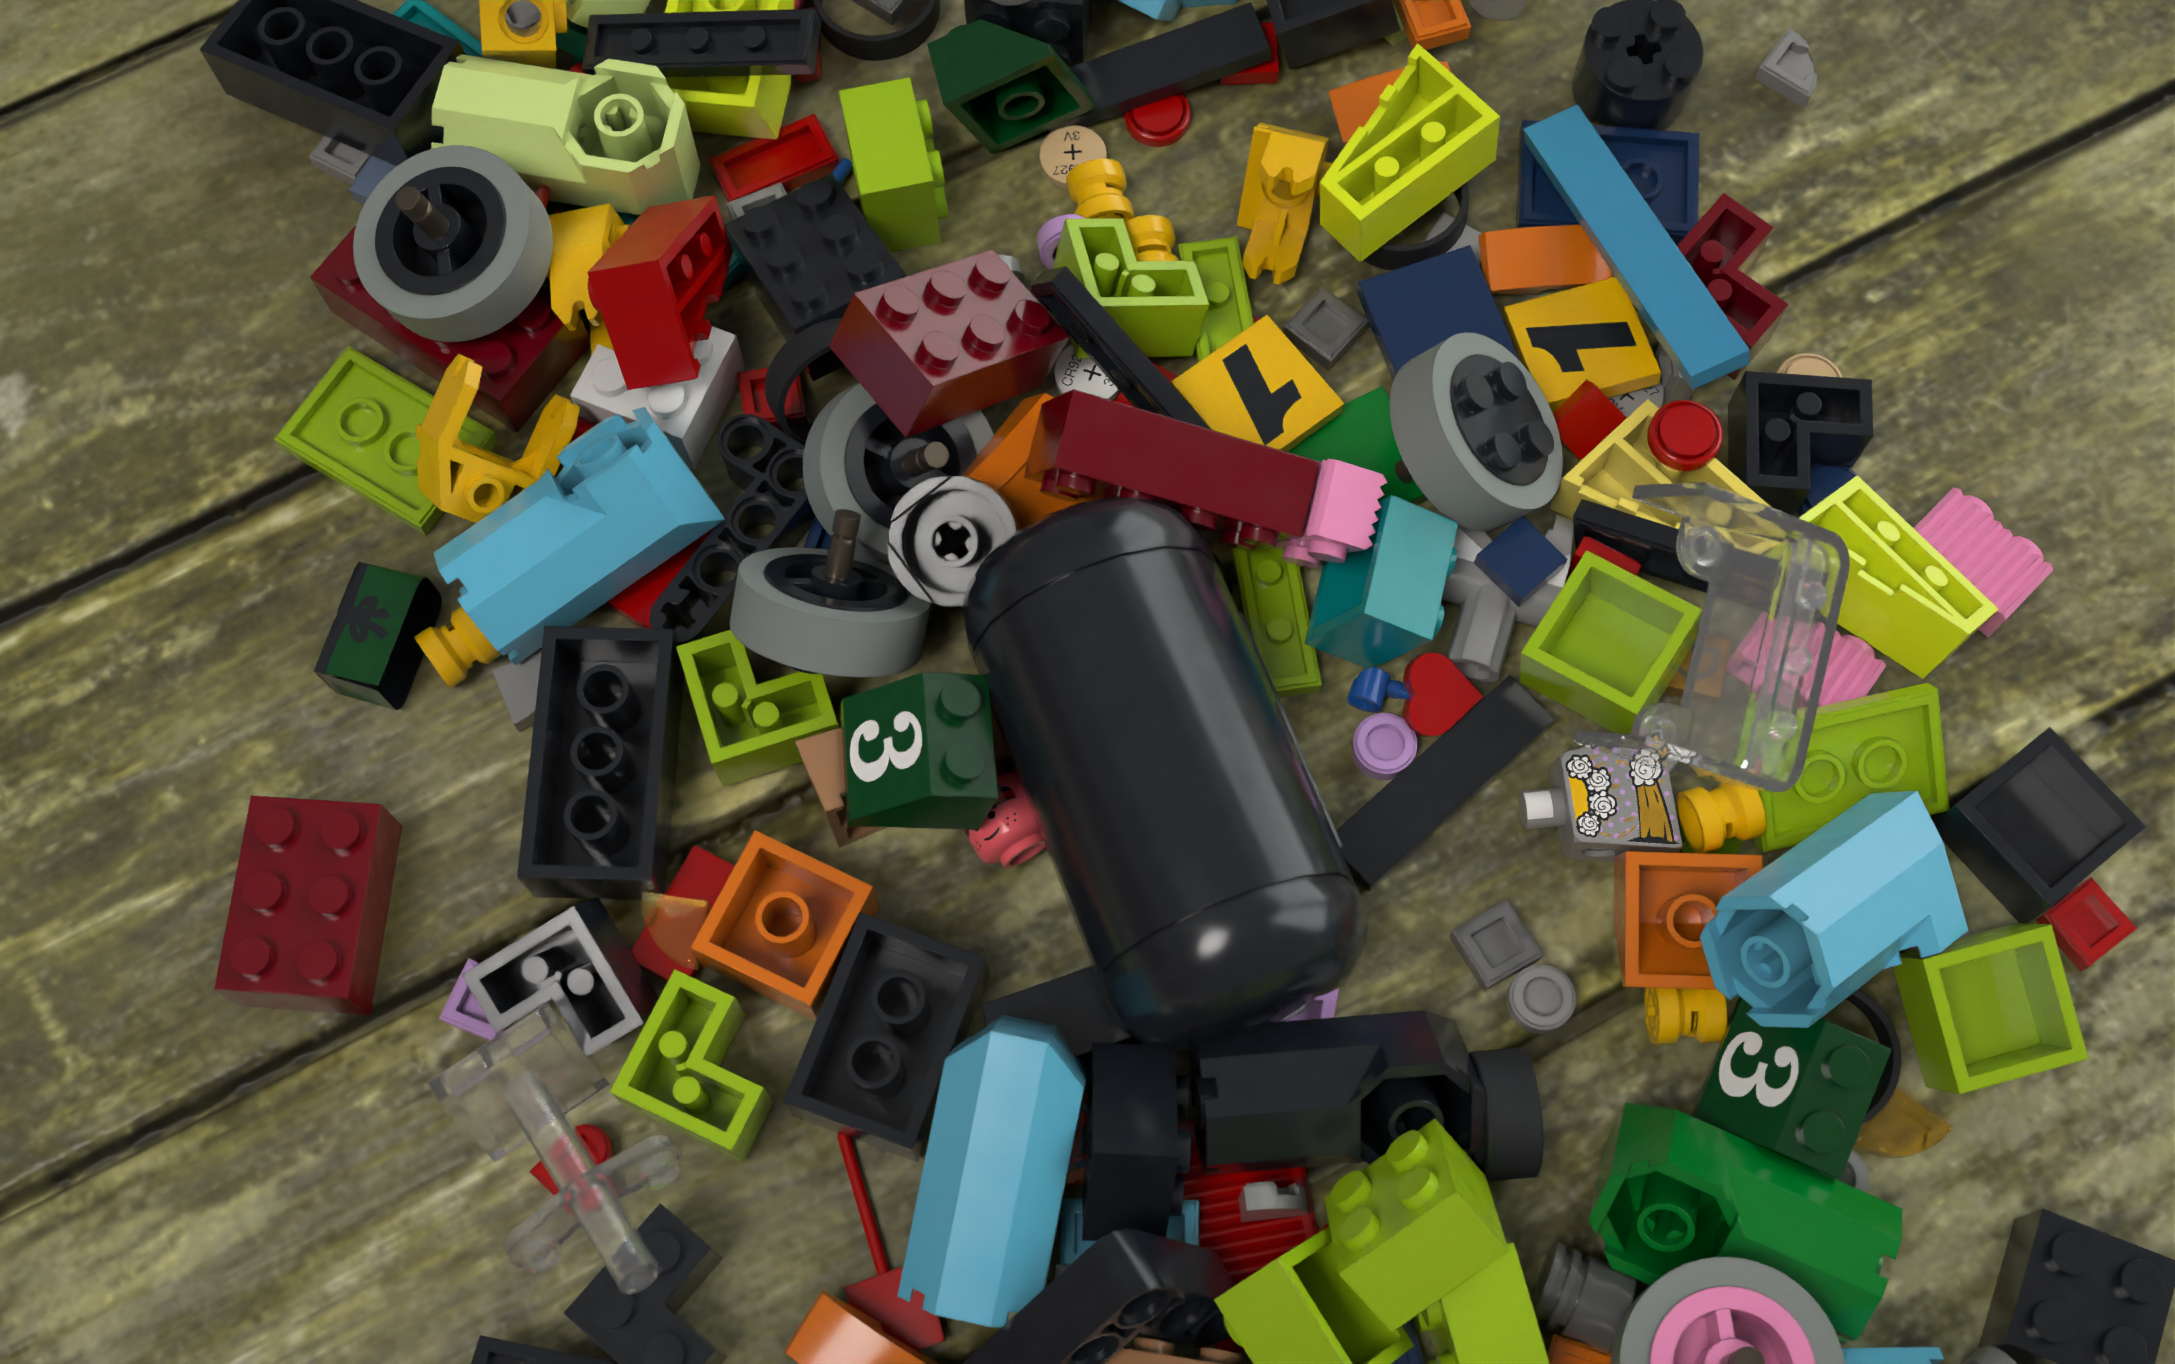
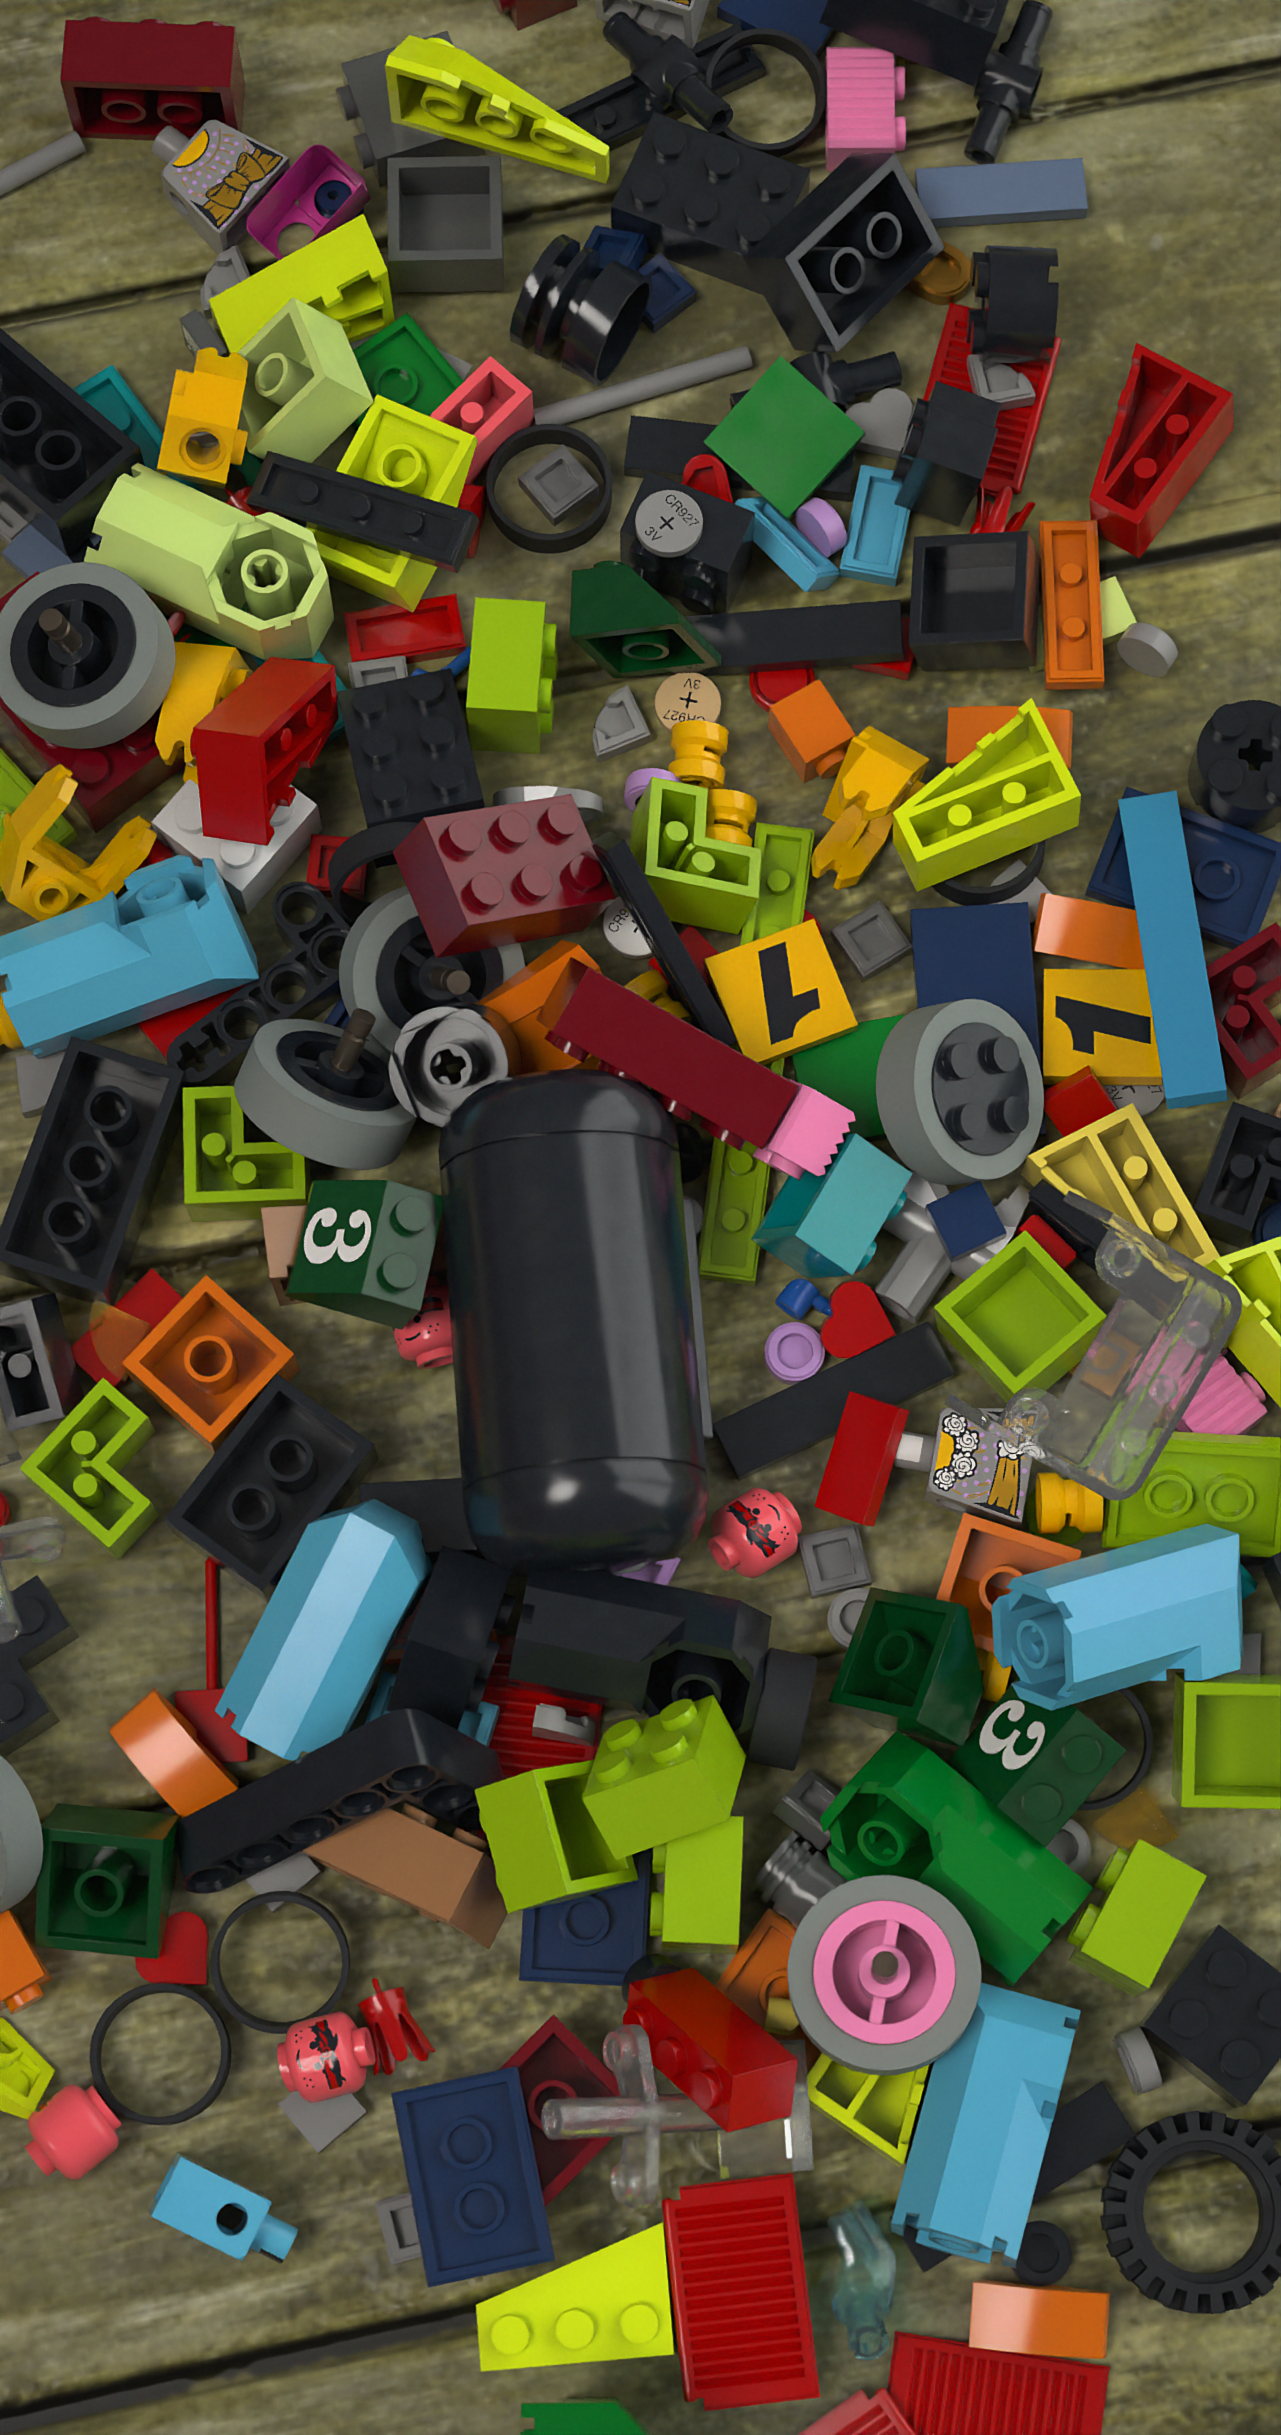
camera: 15 degrees right, 5 degrees up
(1012, 195) = (619, 726): none -> light grey tile
(1204, 147) = (811, 731): none -> orange brick
(1410, 937) = (754, 1532): none -> coral head
(1493, 830) = (861, 1458): none -> red tile
(1562, 1212) = (804, 1807): none -> flat silver tile
(1626, 1029) = (911, 1668): none -> dark green slope
(1685, 435) = (1152, 1147): red piece -> none
(1955, 1227) = (1135, 1918): none -> lime piece

